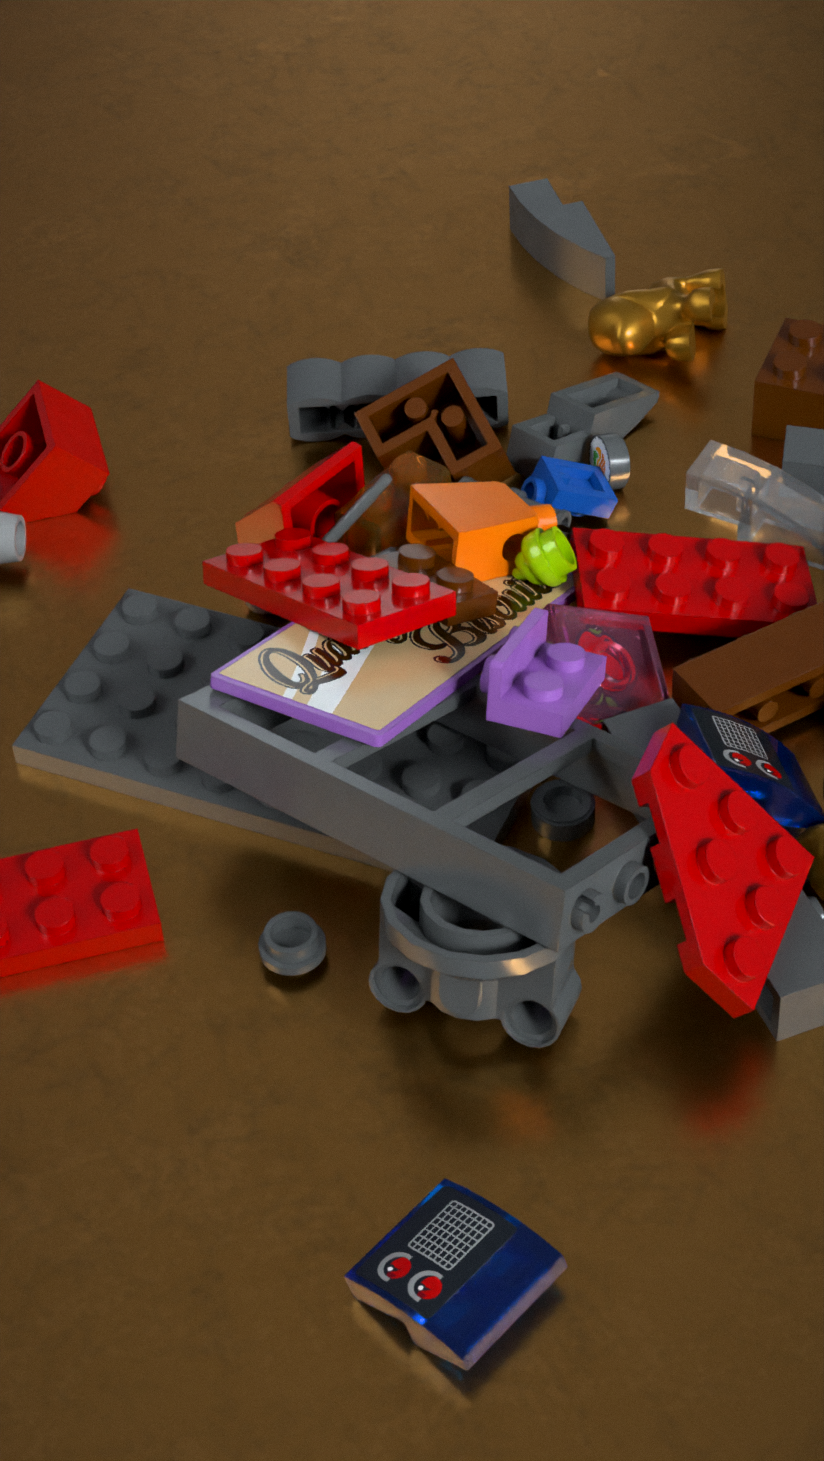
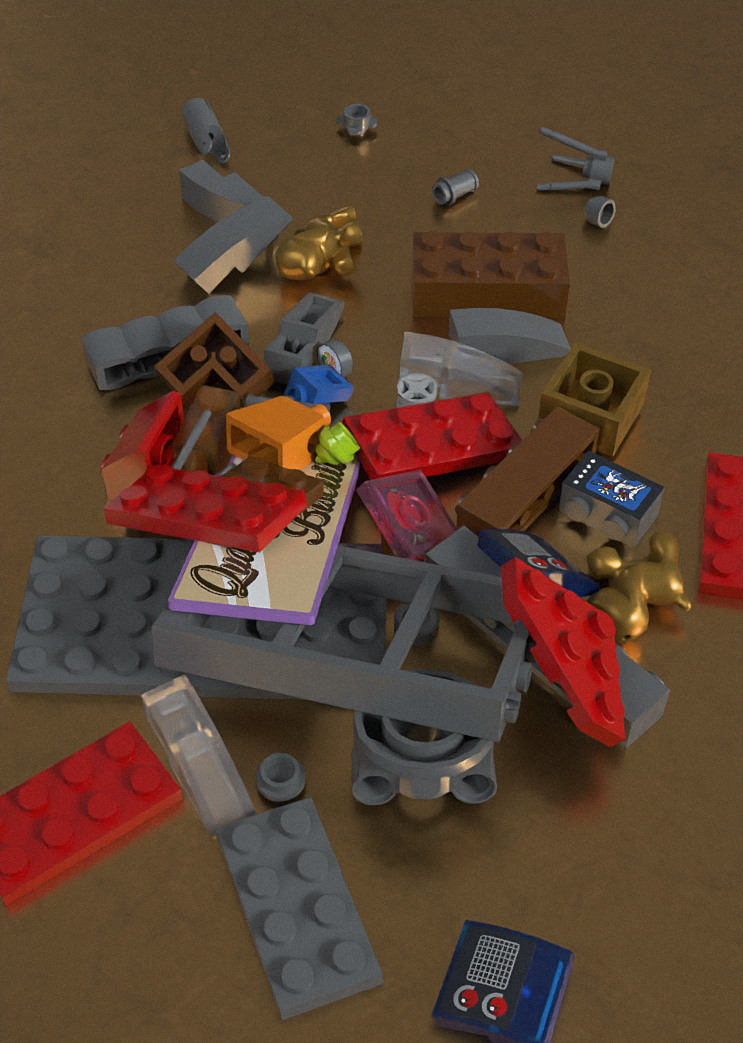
camera: 25 degrees left, 5 degrees up
(198, 888) = (197, 754): none -> clear slope
(241, 1104) = (298, 908): none -> dark grey plate
(538, 288) = (233, 242): none -> dark grey slope
(539, 682) = (389, 542): medium lavender bracket -> none
(576, 144) = (205, 129): none -> dark grey piece
(698, 518) = (415, 389): none -> light grey wheel
(793, 167) = (357, 119): none -> dark grey plate

